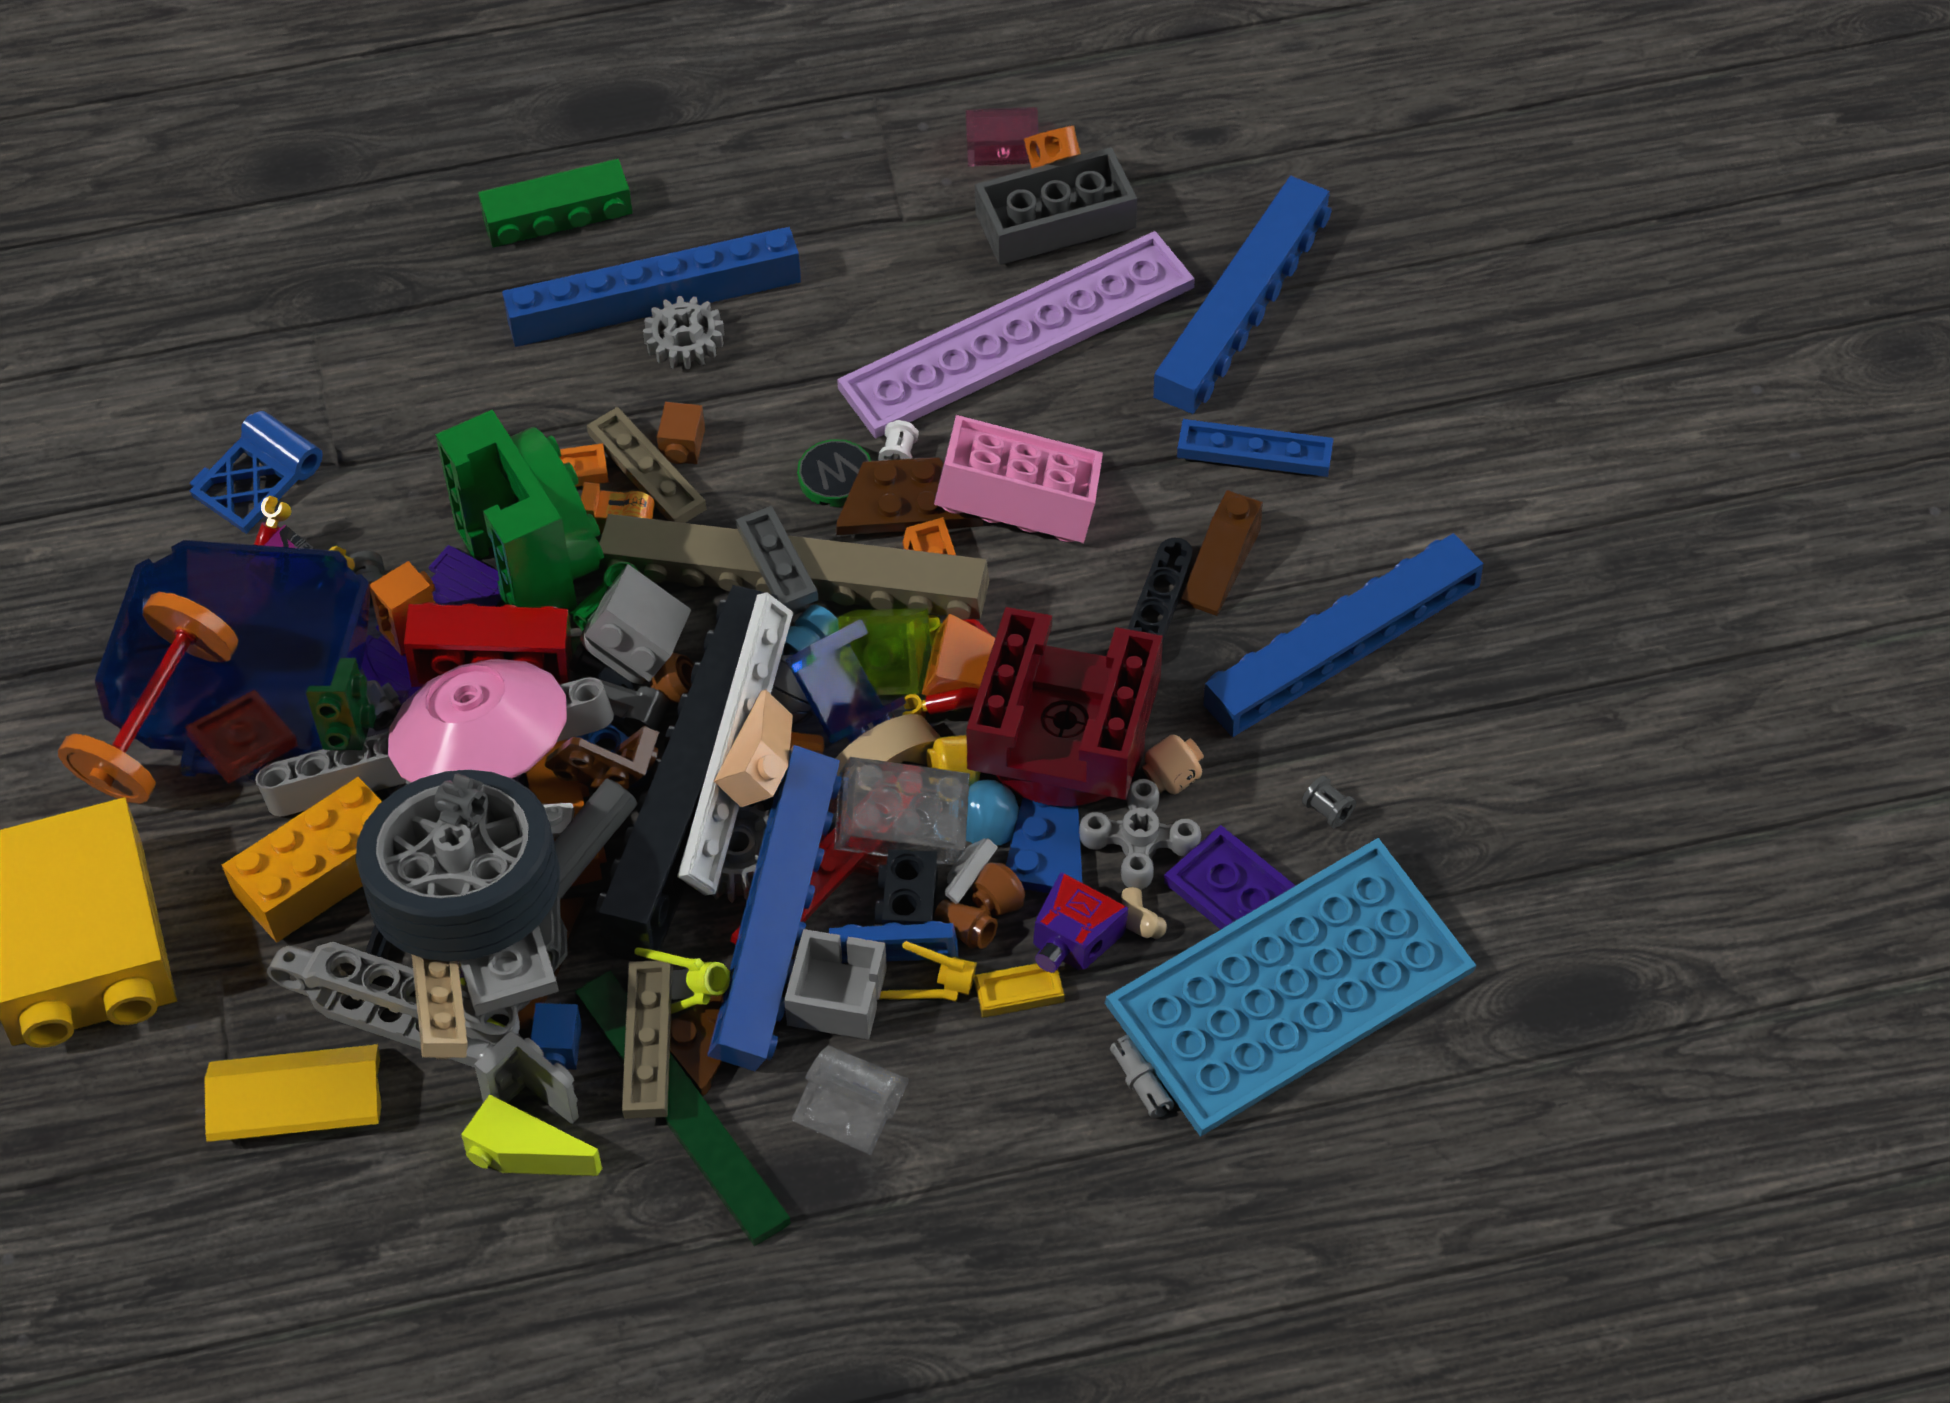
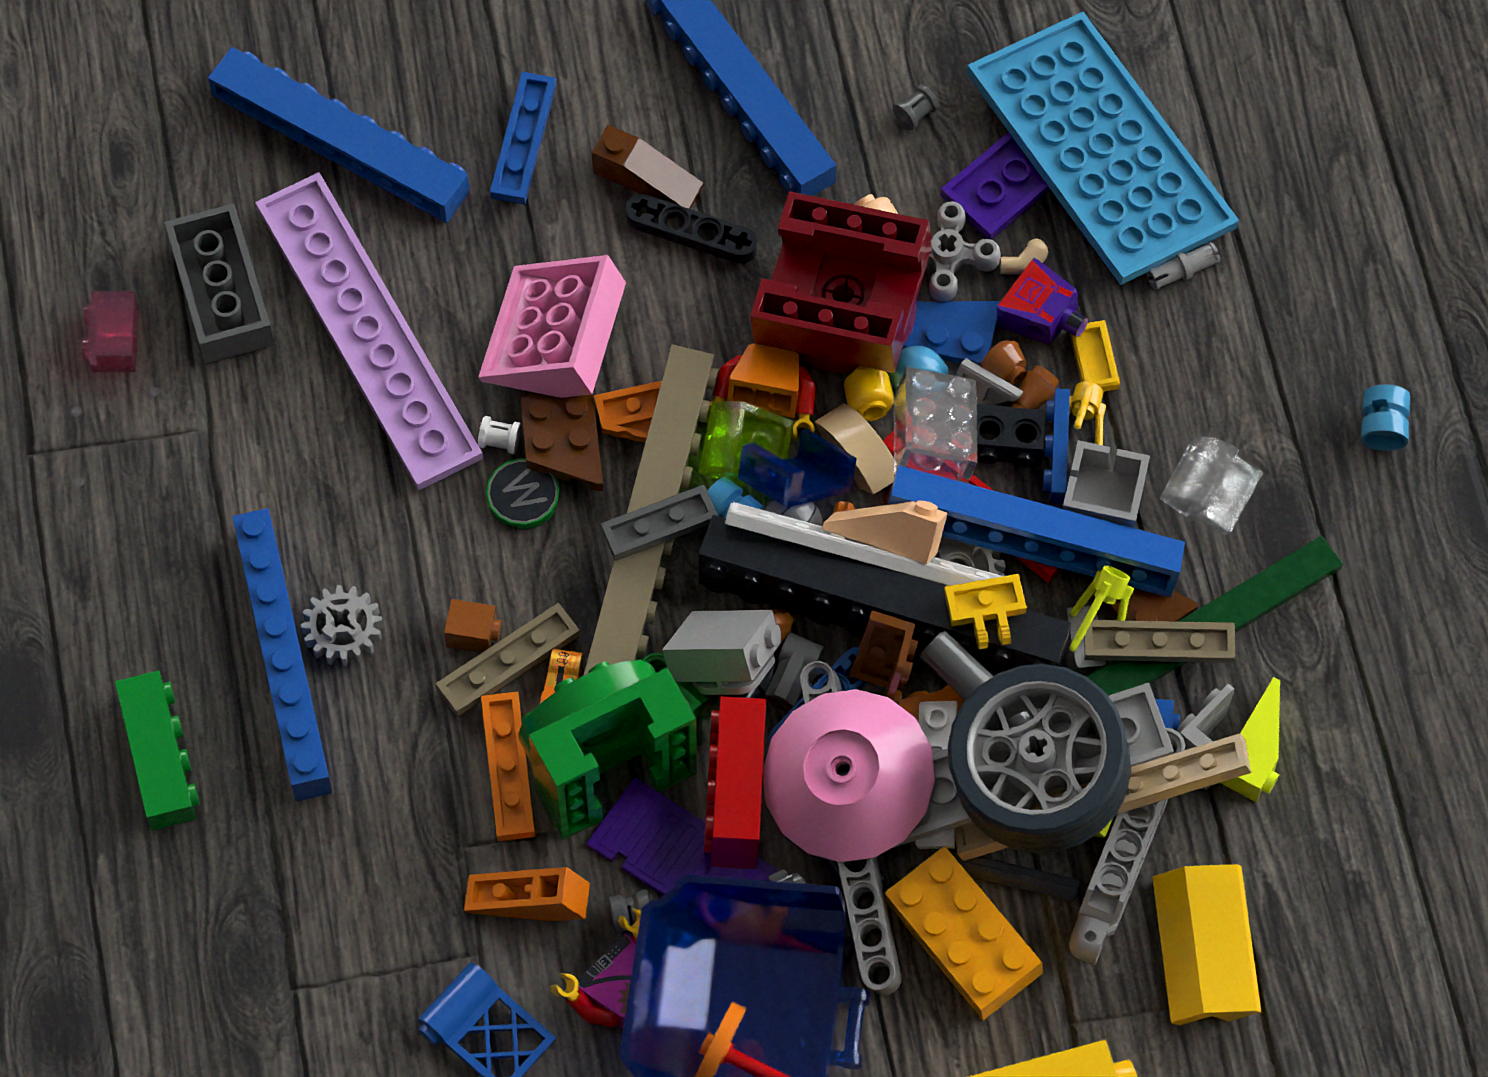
camera: 90 degrees left, 10 degrees up
(241, 736) = (830, 1005): clear red tile -> none
(342, 709) = (847, 894): dark green bracket -> none
(388, 497) = (529, 894): none -> orange slope
(391, 600) = (688, 852): orange brick -> none
(461, 800) = (999, 738): dark grey gear -> none
(665, 832) = (986, 601): none -> yellow hinge
(940, 1283) = (1385, 417): none -> dark azure wheel
(1053, 146) = (159, 271): orange leg -> none

